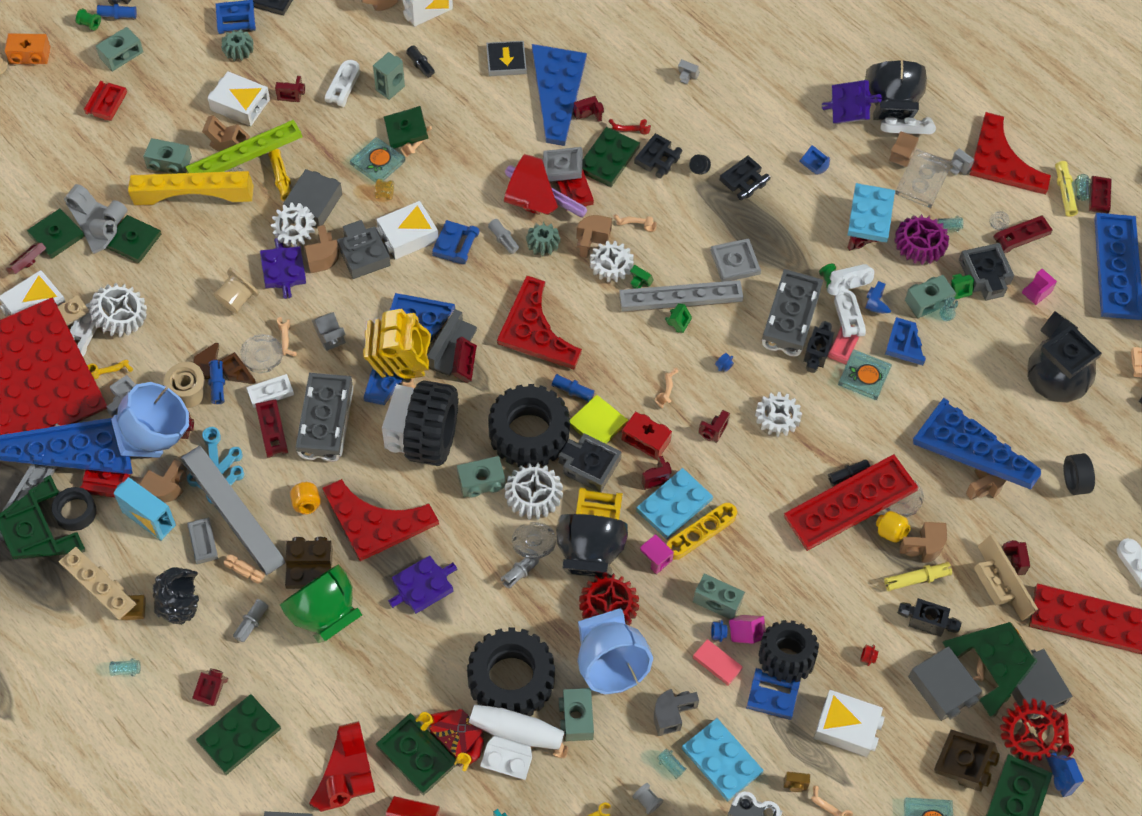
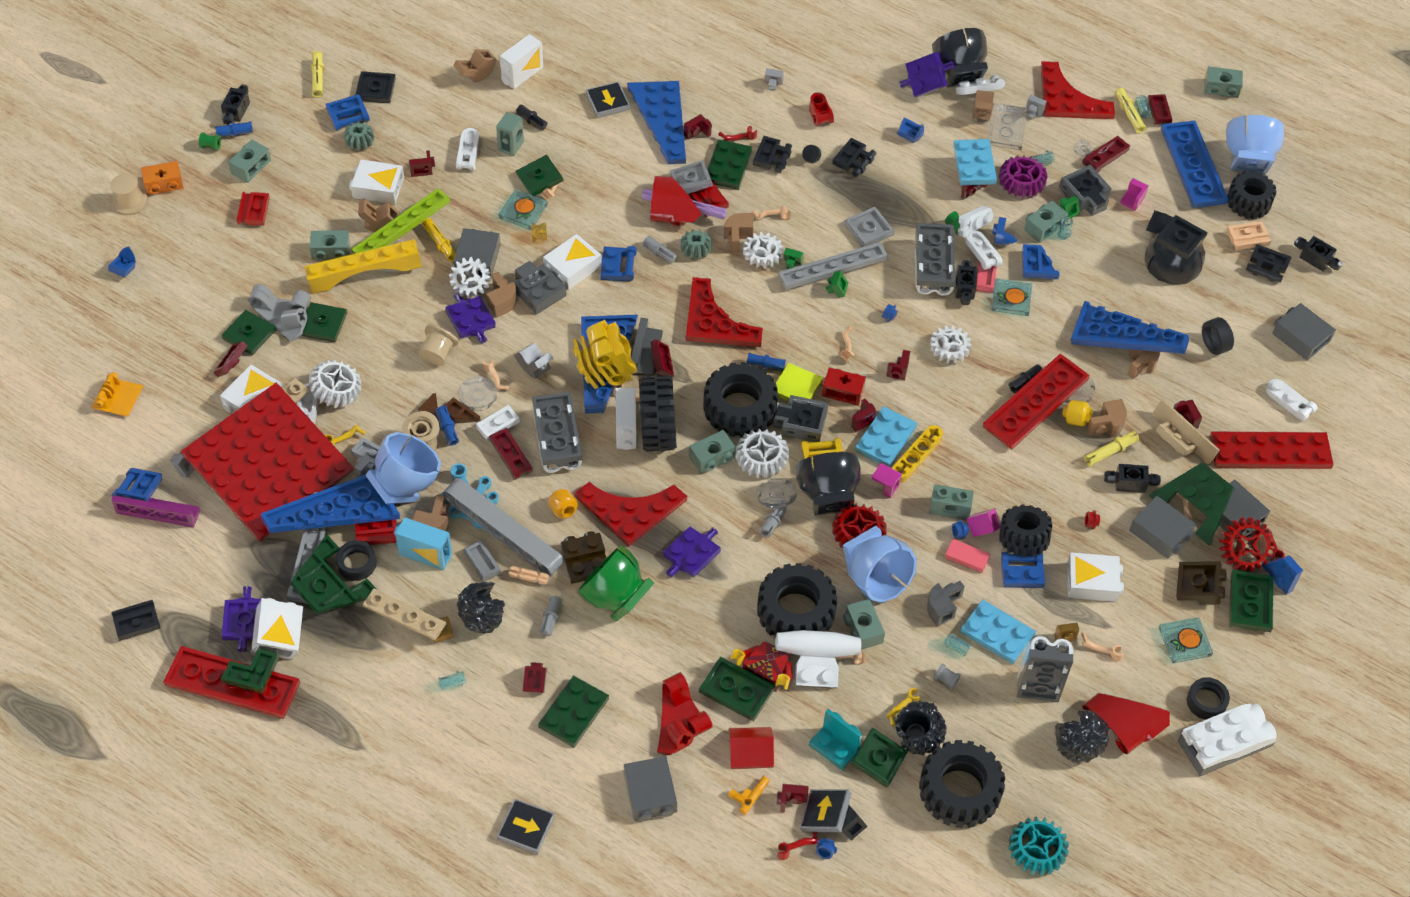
camera: 15 degrees left, 5 degrees down
(725, 116) = (820, 109): none -> red piece

